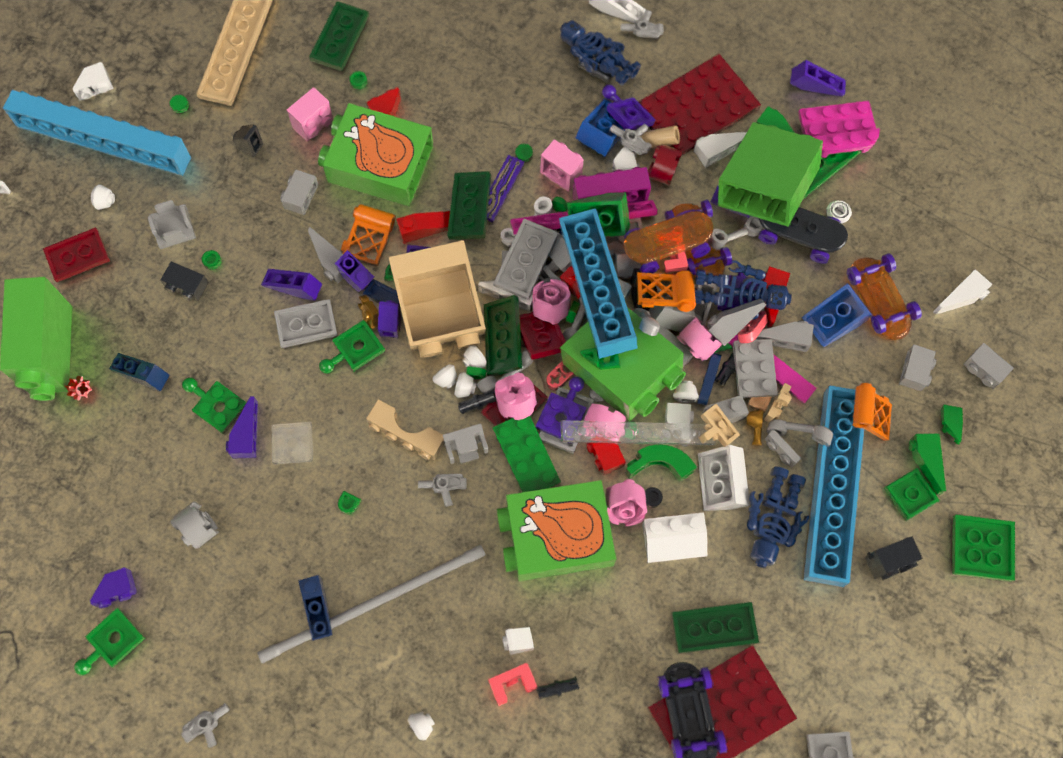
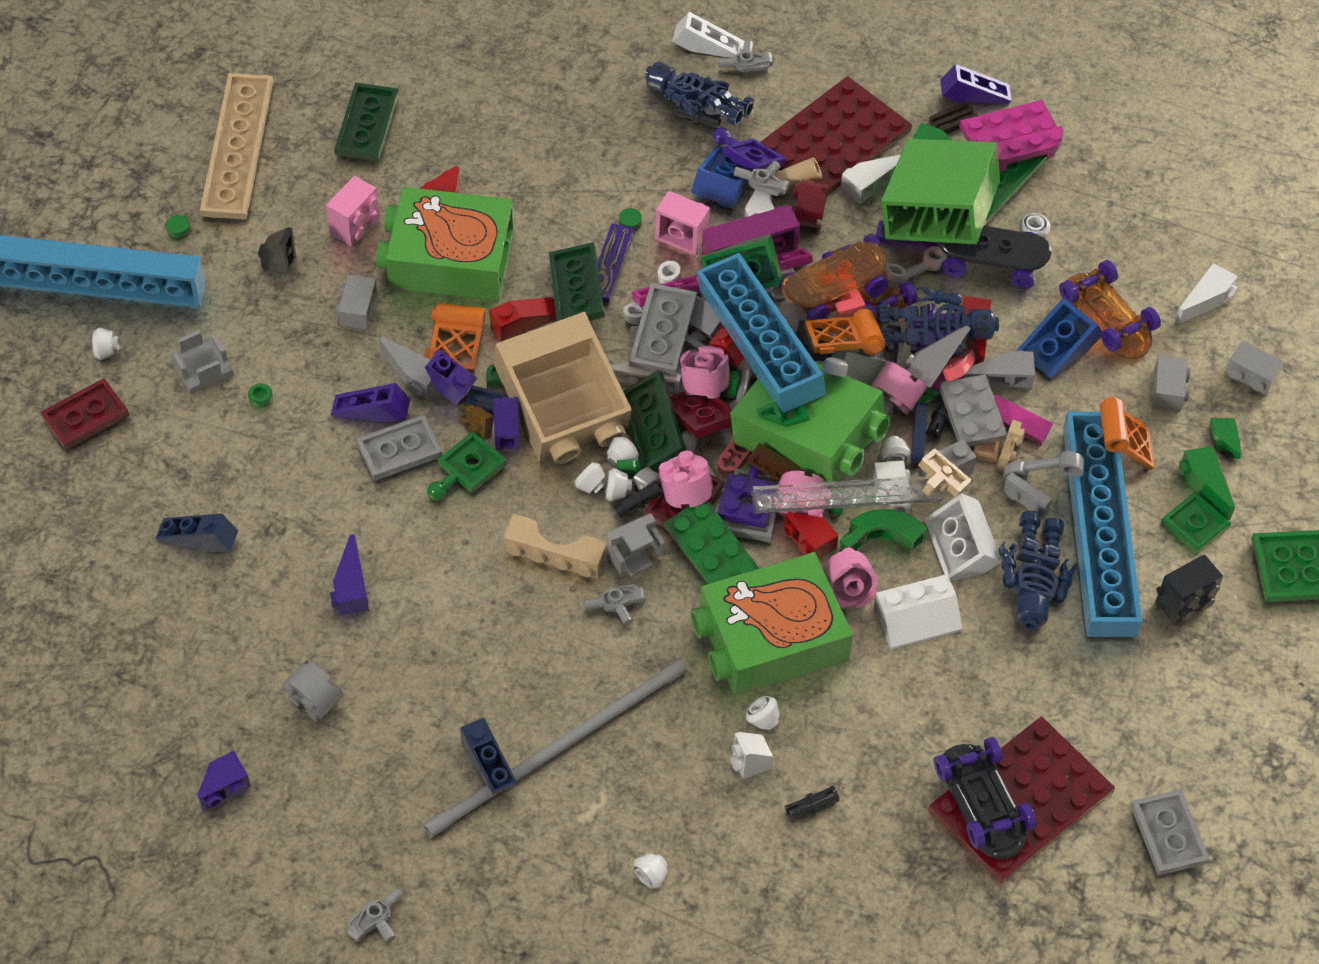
camera: 10 degrees left, 15 degrees down
(36, 337) = (66, 502): bright green brick -> none
(83, 385) = (123, 562): red gear -> none
(92, 81) = (62, 215): white slope -> none
(100, 639) = (237, 854): green plate -> none
(184, 281) = (232, 422): black brick -> none
(206, 406) = (304, 544): green plate -> none
(292, 443) = (412, 585): clear plate -> none
(348, 503) = (500, 641): green tile -> none
(358, 80) = (402, 168): green tile -> none
(510, 678) = (757, 789): coral panel -> none
(535, 604) = (763, 713): none -> white cone
(559, 204) = (689, 267): green tile -> none
(586, 391) = (770, 462): none -> reddish brown plate
(653, 497) = (884, 574): black tile -> none
(715, 627) = (990, 704): dark green plate -> none
(755, 419) = (986, 469): pearl gold bar -> none
(803, 96) = (950, 116): none -> dark brown tile

